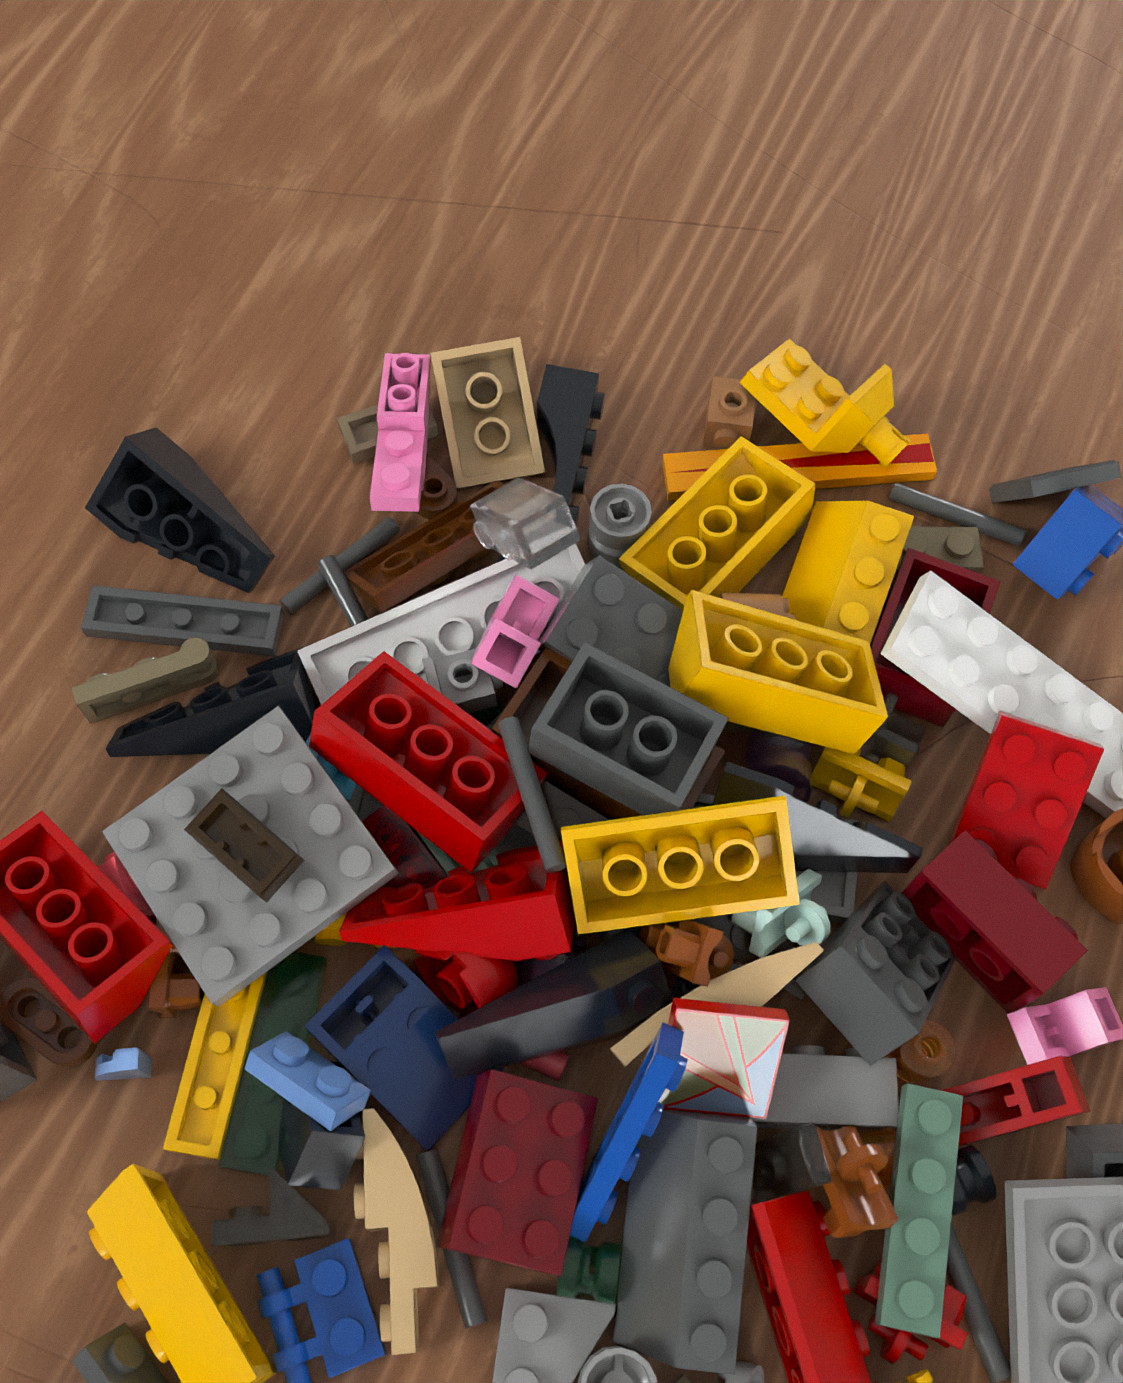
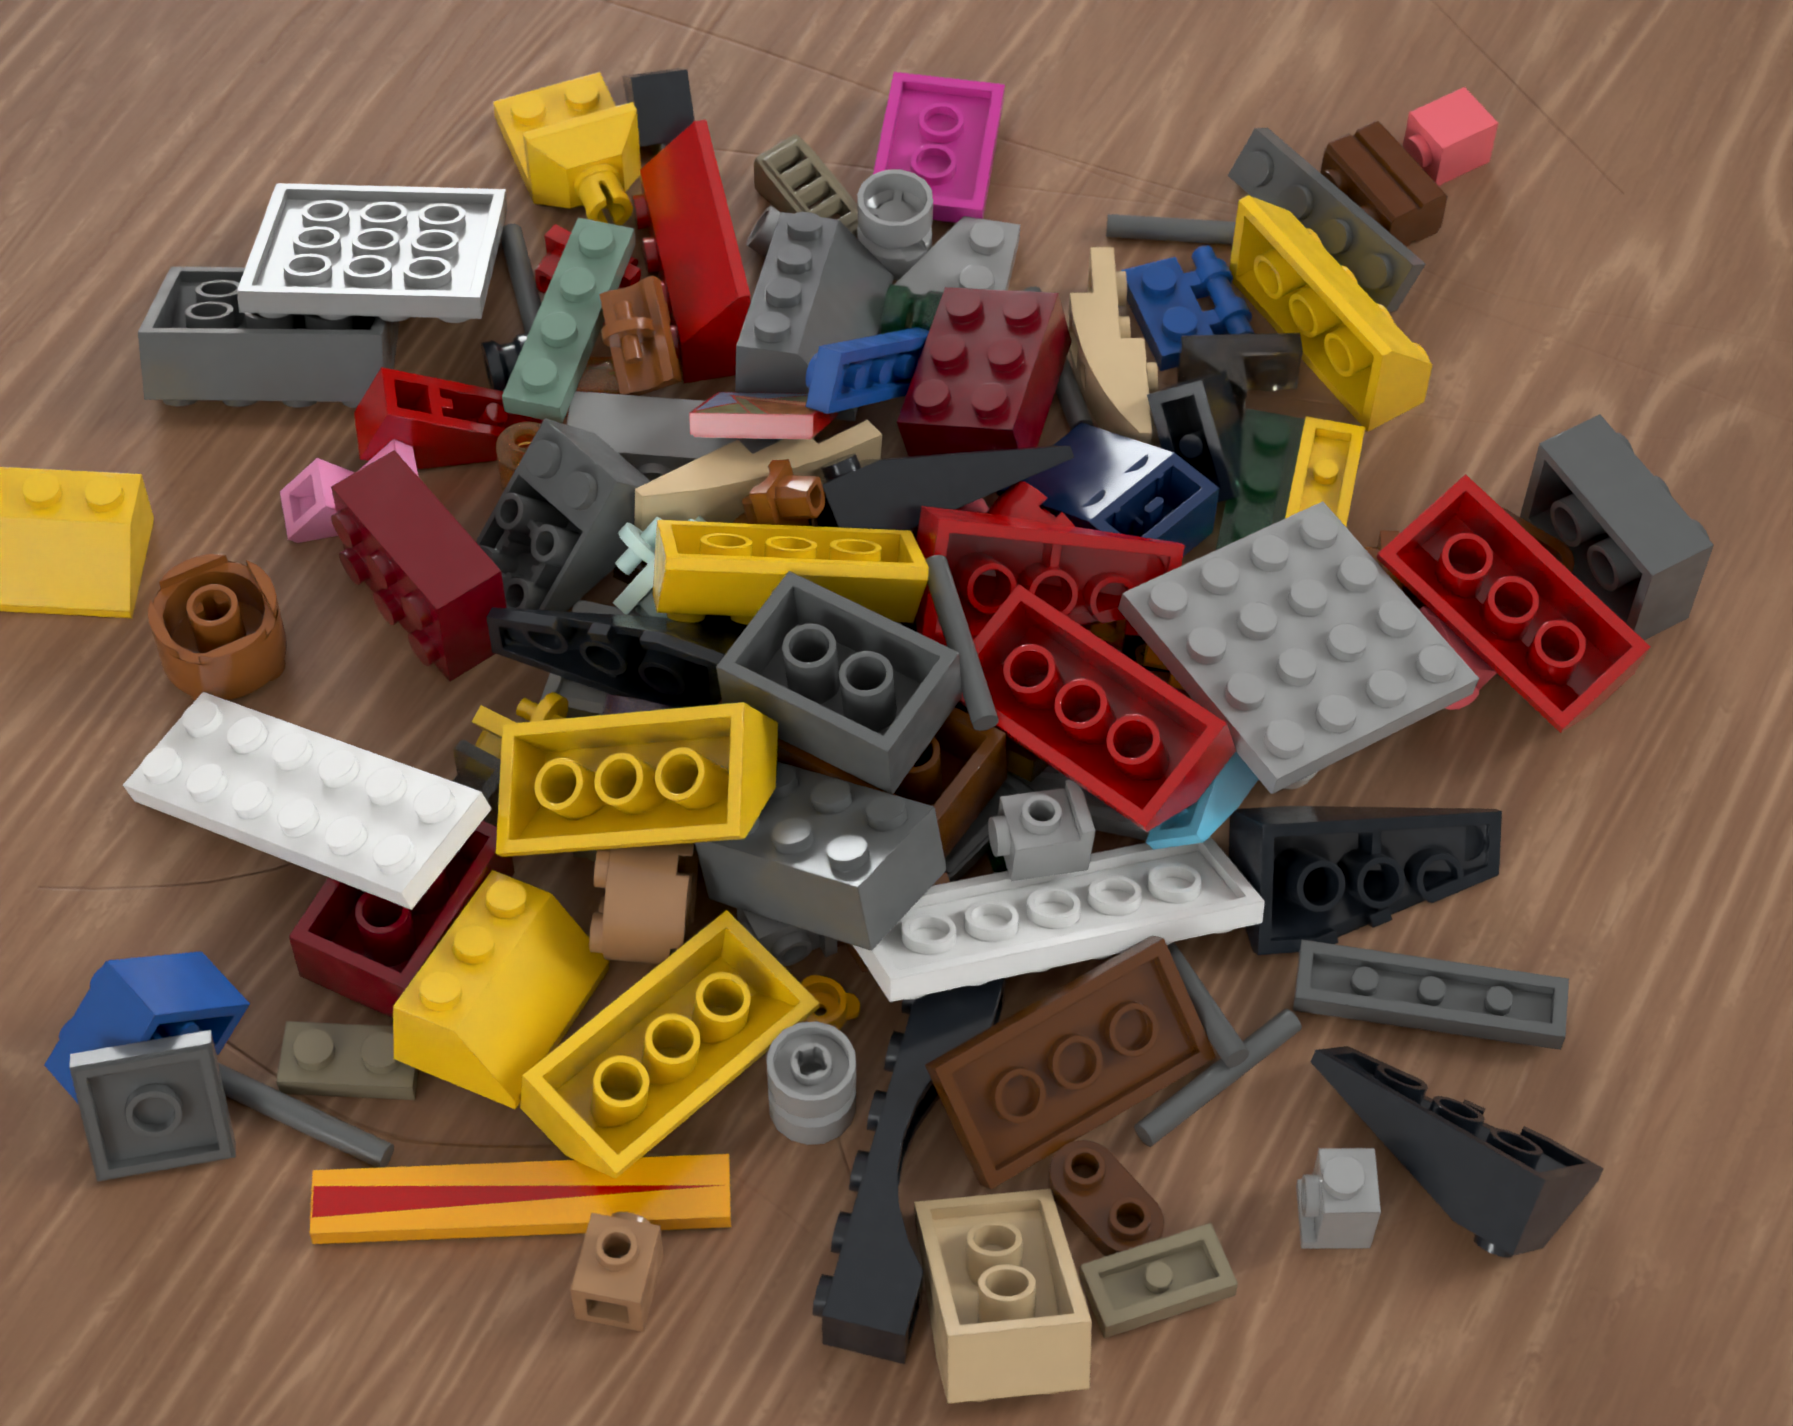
camera: 175 degrees left, 10 degrees down
(124, 1064) = (1412, 500): light blue tile -> none
(147, 681) = (1469, 907): dark tan plate -> none
(244, 845) = (1299, 608): dark brown plate -> none
(265, 472) = (1339, 1200): none -> light grey brick
(307, 1080) = (1213, 446): medium blue plate -> none
(401, 433) = (1133, 1211): bright pink slope -> none
(514, 631) = (979, 859): bright pink slope -> none
(524, 523) = (957, 981): clear brick -> none
(789, 1163) = (697, 361): clear smoke plate -> none
(819, 408) = (471, 1257): yellow plate -> none
(1028, 795) = (337, 688): red plate -> none

